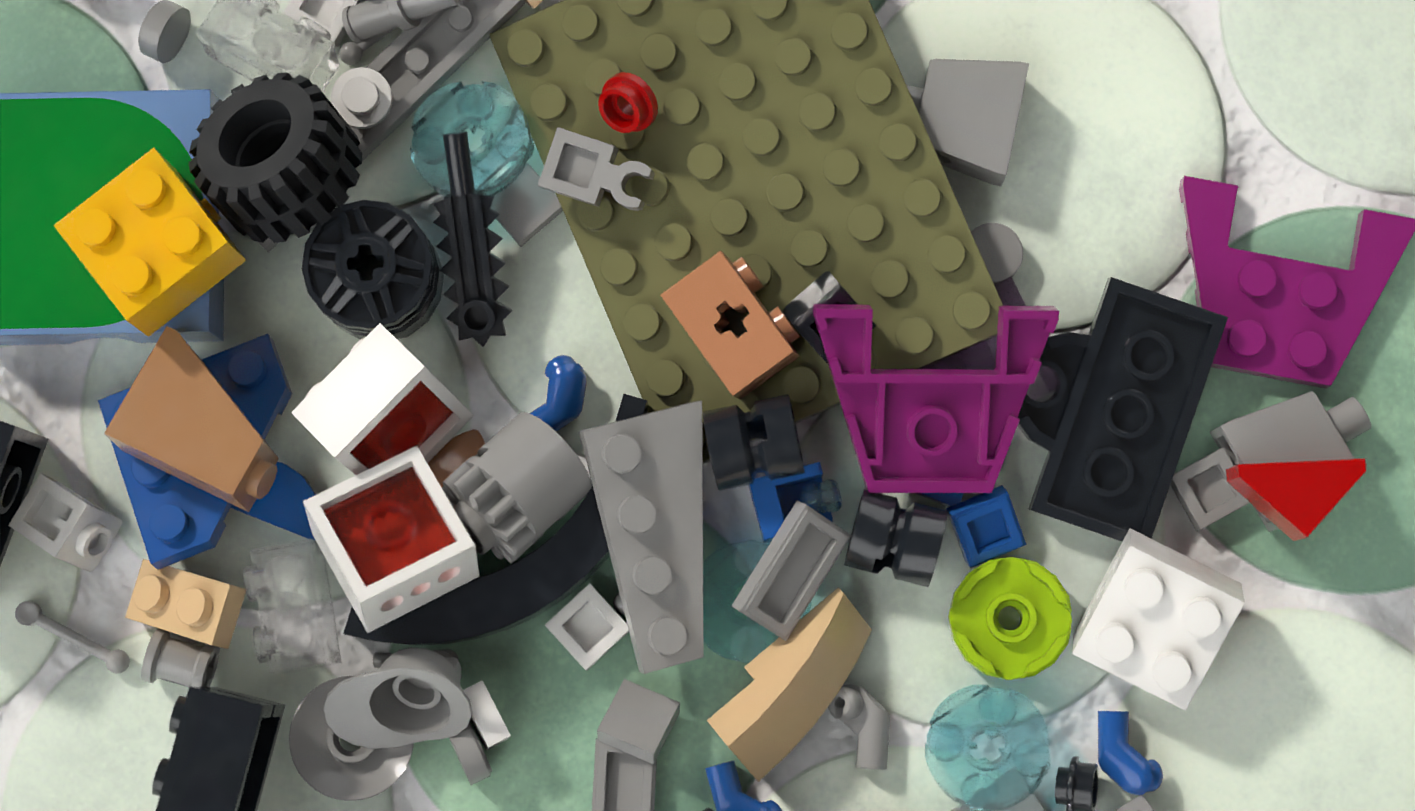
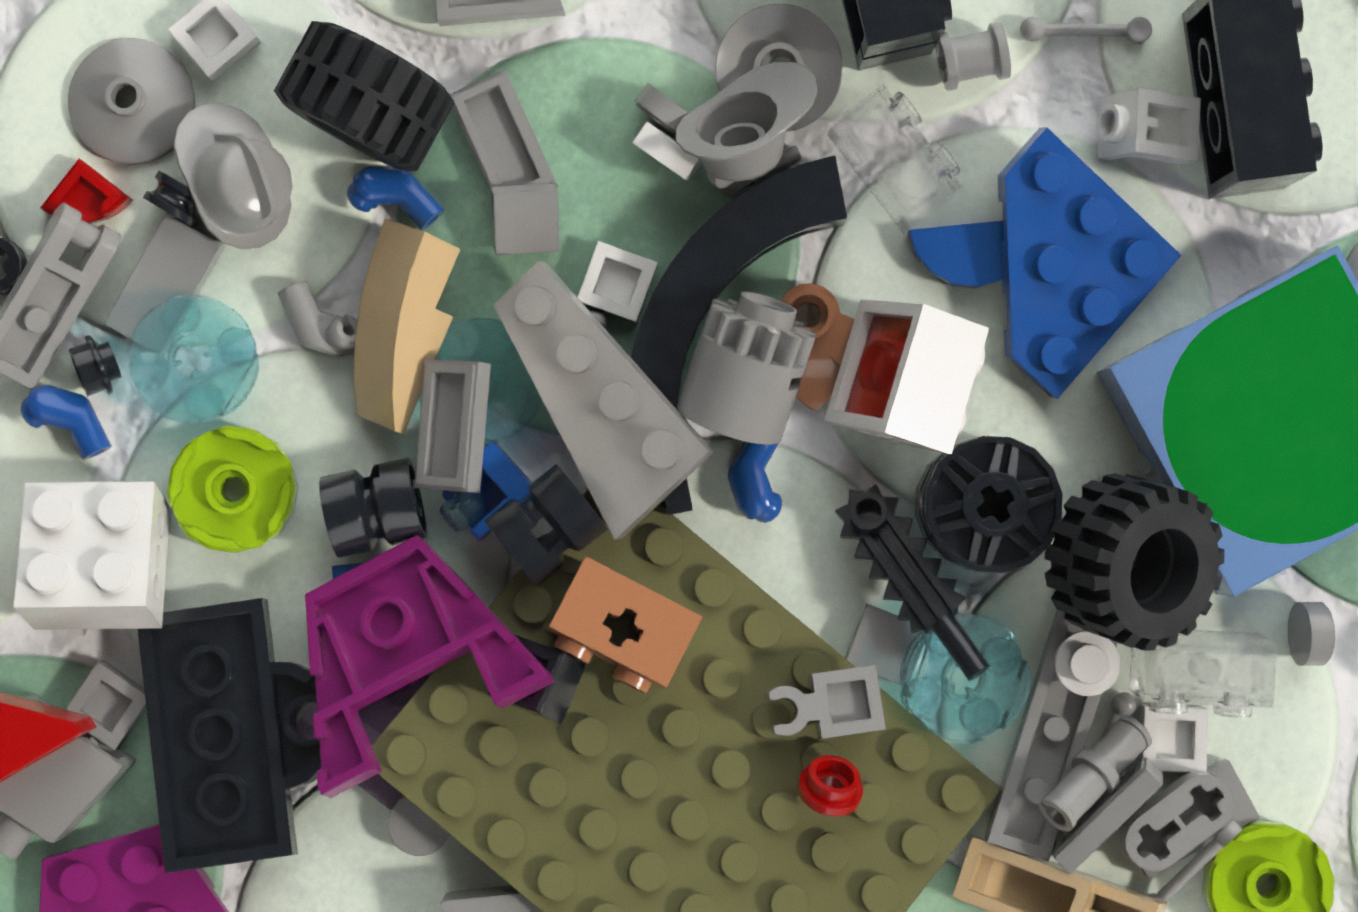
camera: 145 degrees right, 5 degrees up
(150, 242) = (1207, 418): yellow brick -> none
(186, 604) = (994, 109): tan plate -> none
(192, 427) = (1075, 271): medium nougat slope -> none
(392, 538) = (833, 261): piece -> none
(986, 526) = (296, 562): blue tile -> none

